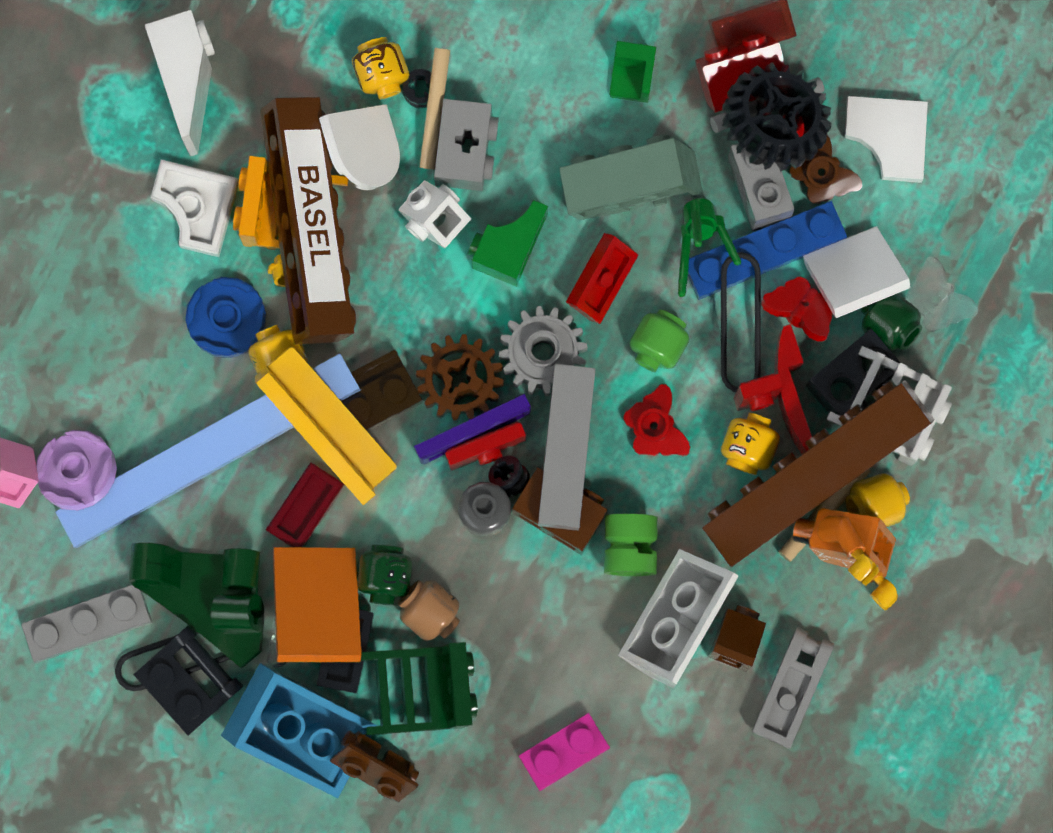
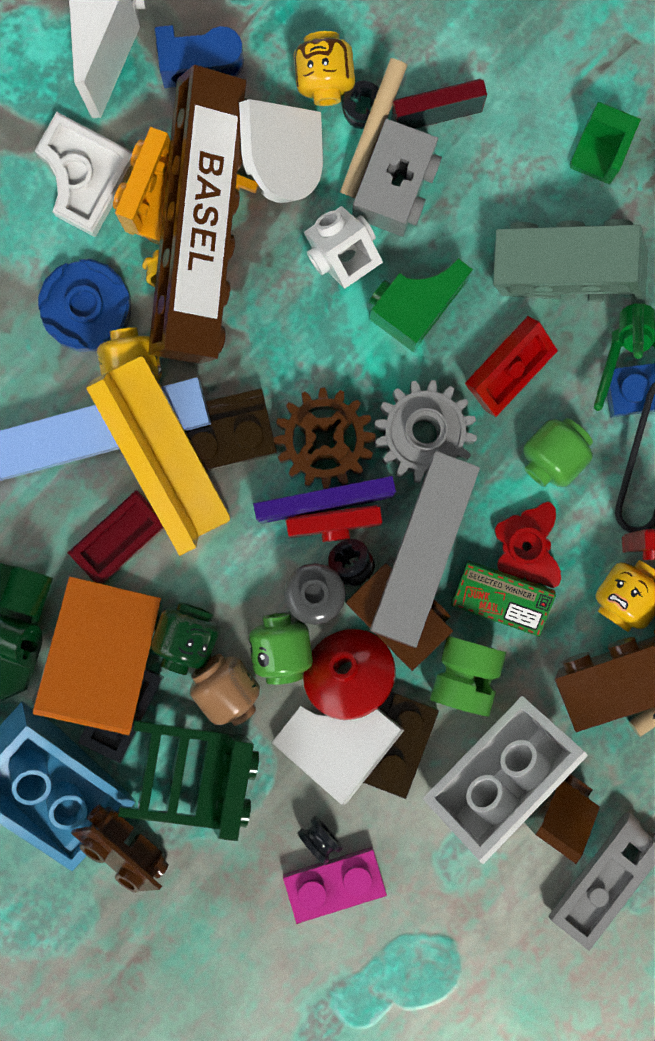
camera: 15 degrees right, 5 degrees up
(282, 80) = (216, 50): none -> blue leg
(467, 563) = (280, 649): none -> bright green head
(485, 74) = (440, 104): none -> tile
(539, 633) = (337, 751): none -> white tile
(540, 579) = (362, 687): none -> red dish
(541, 715) = (320, 840): none -> black bush
(580, 619) = (401, 762): none -> dark brown plate
(645, 474) = (503, 598): none -> tile

